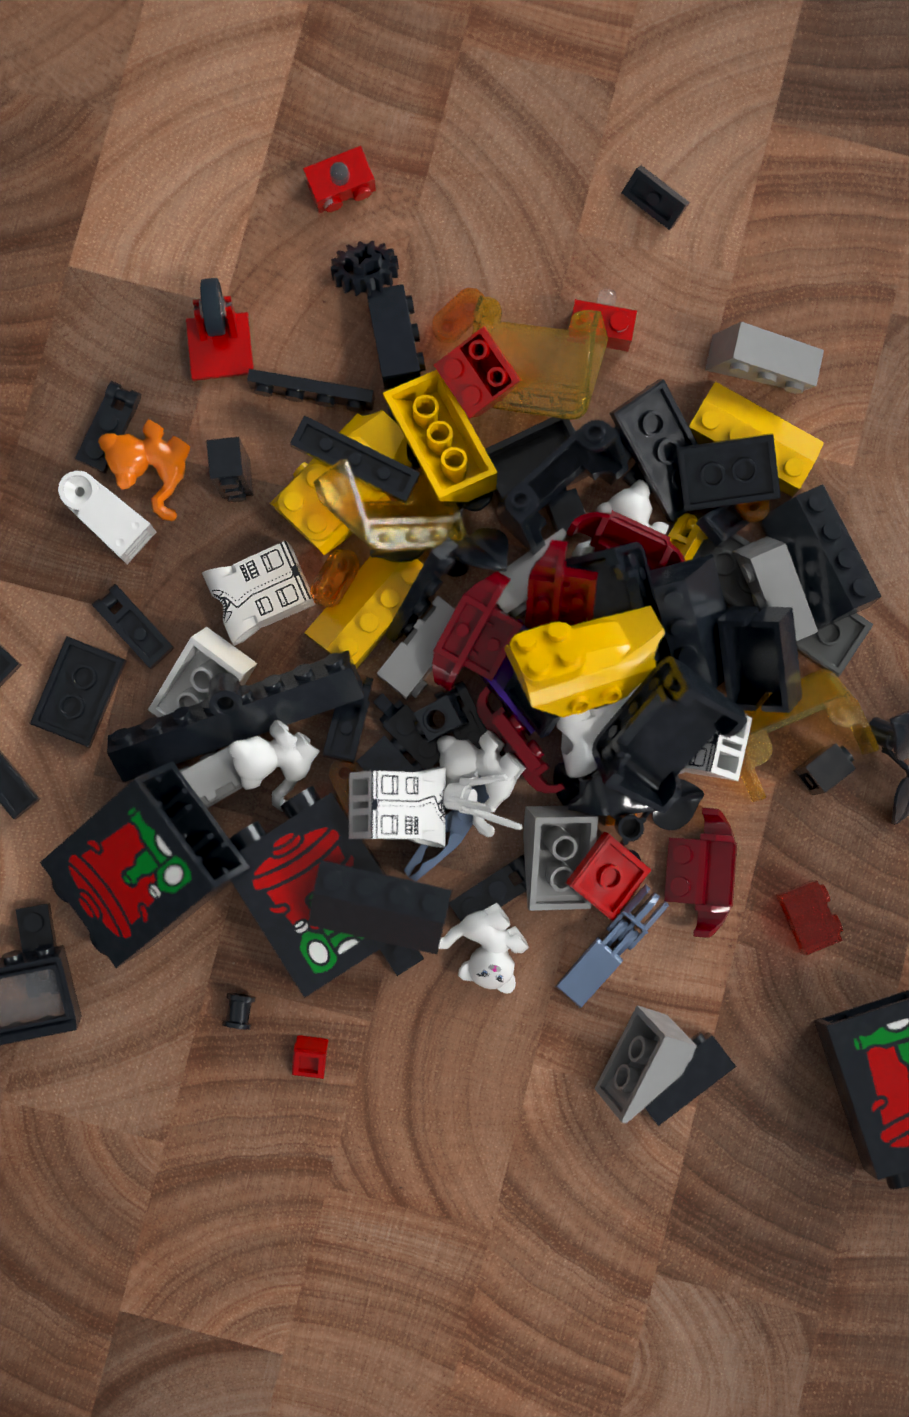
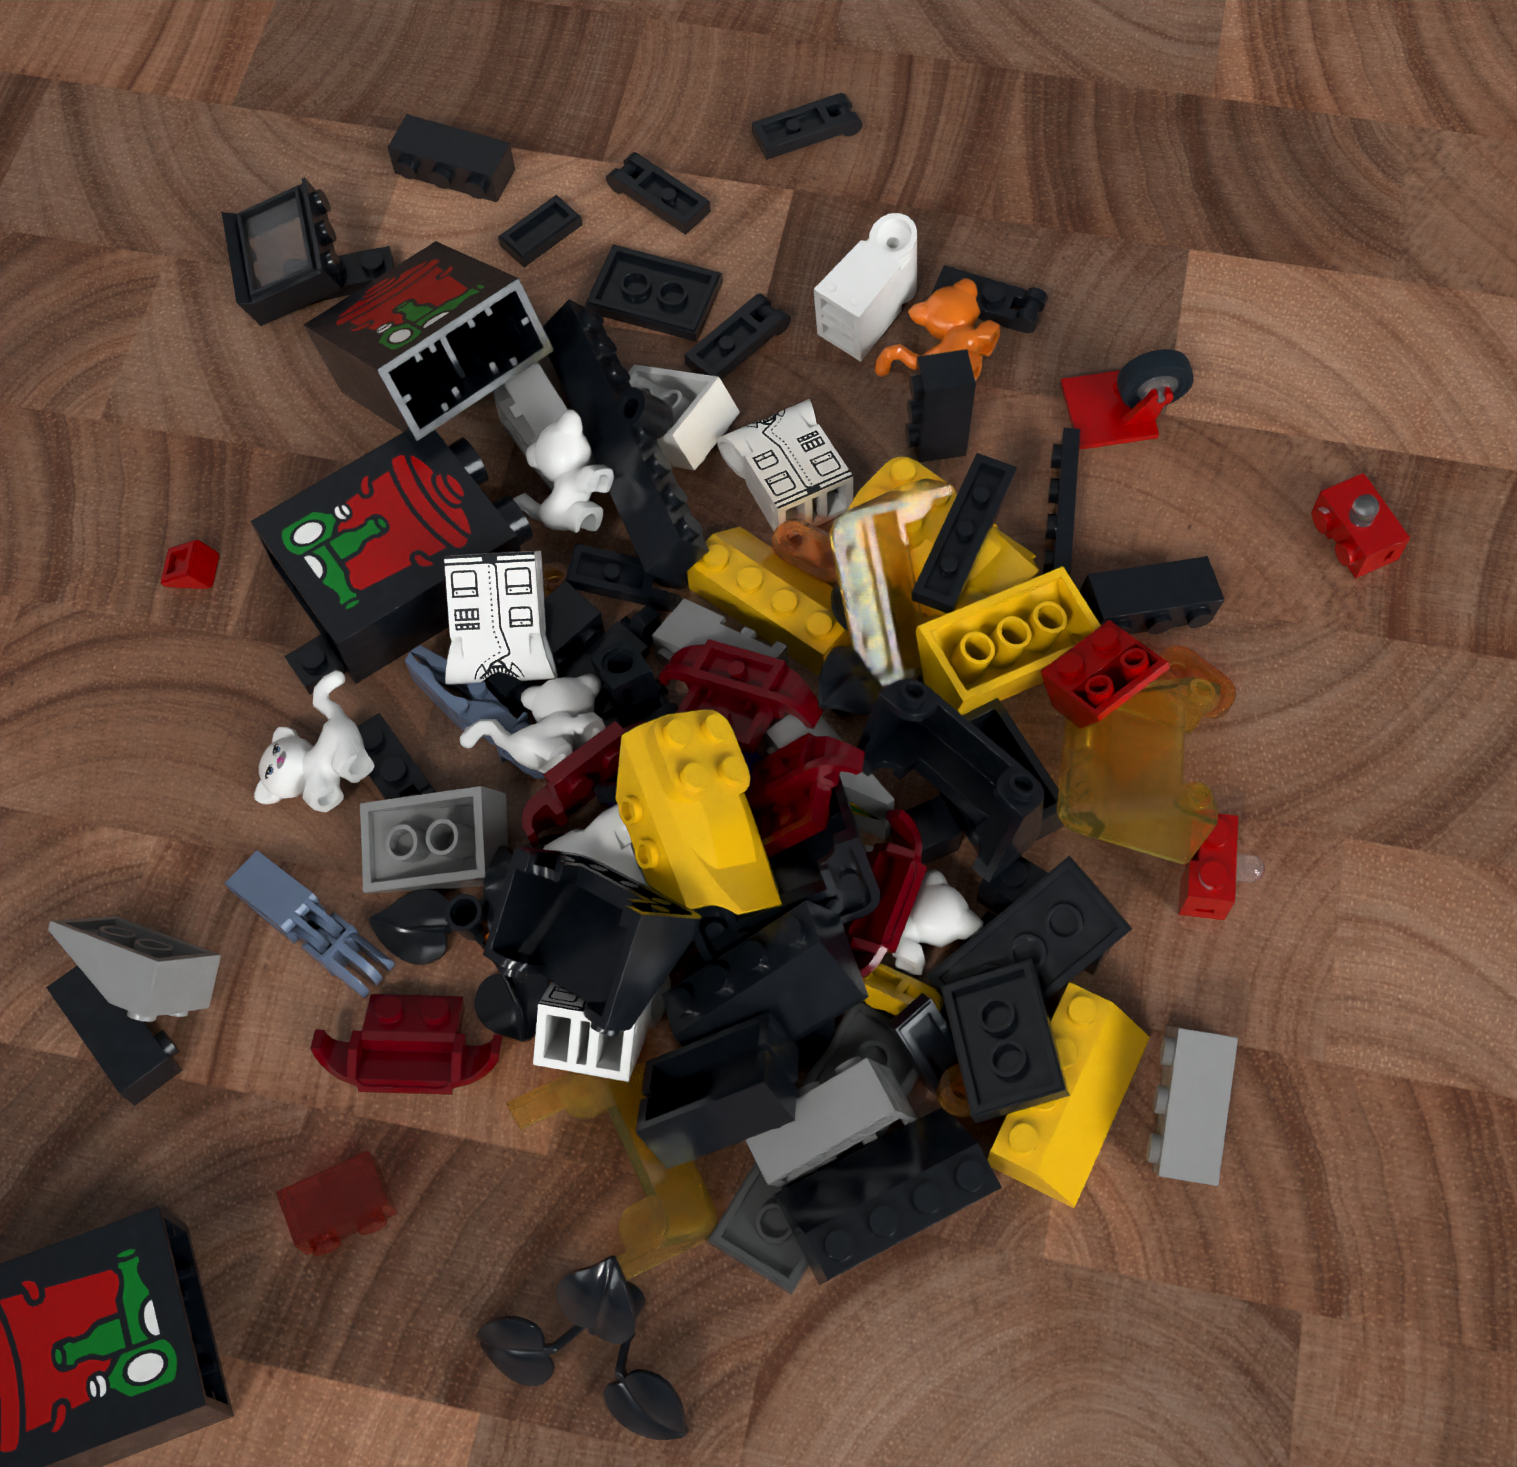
camera: 90 degrees right, 20 degrees down
(238, 1011) = (251, 479): black bush -> none
(364, 268) = (1240, 556): black gear -> none
(379, 907) = (364, 592): black slope -> none
(424, 586) = (800, 625): black plate -> none
(464, 799) = (509, 695): white plant -> none
(608, 876) = (403, 906): red tile -> none
(655, 197) = (1417, 933): black plate -> none
(825, 768) = (558, 1209): black brick -> none

